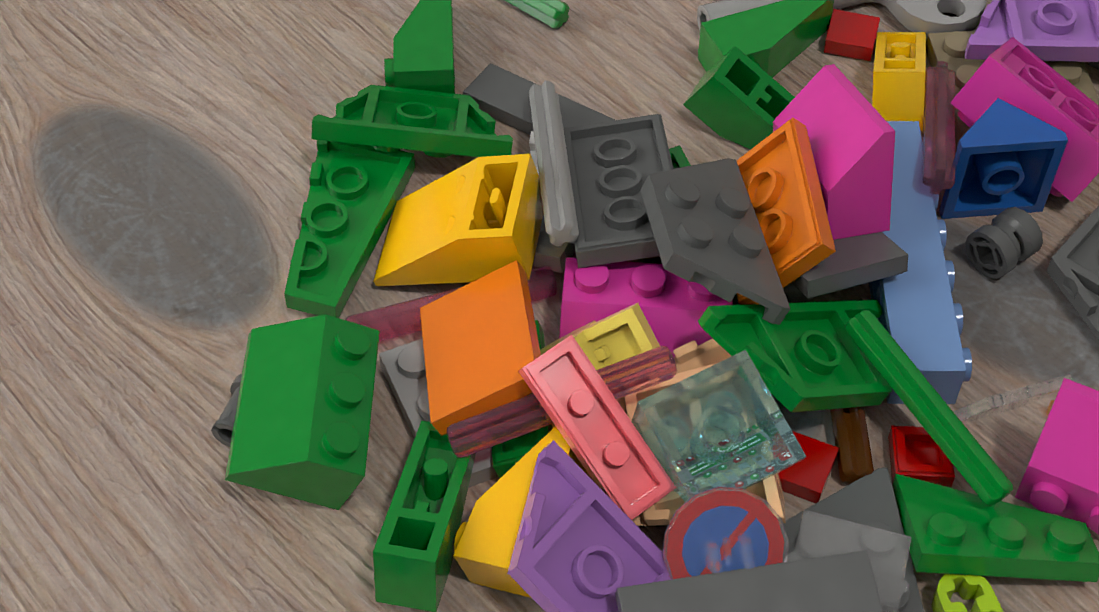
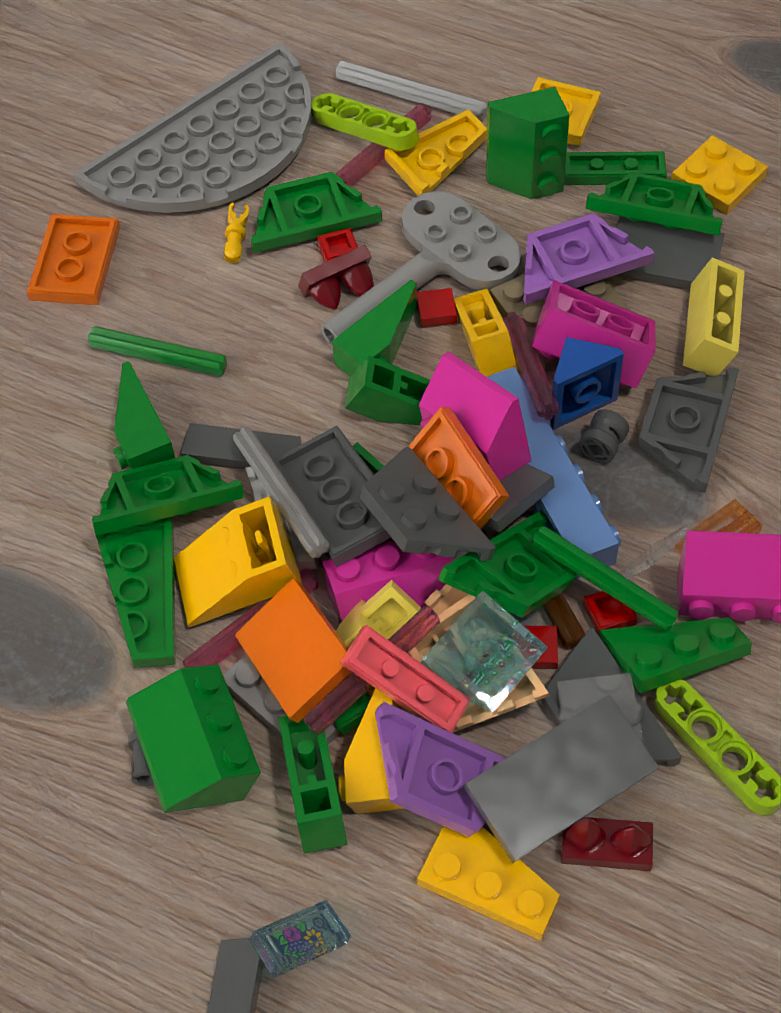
camera: 20 degrees left, 5 degrees up
(723, 533) = (515, 720): clear piece -> none

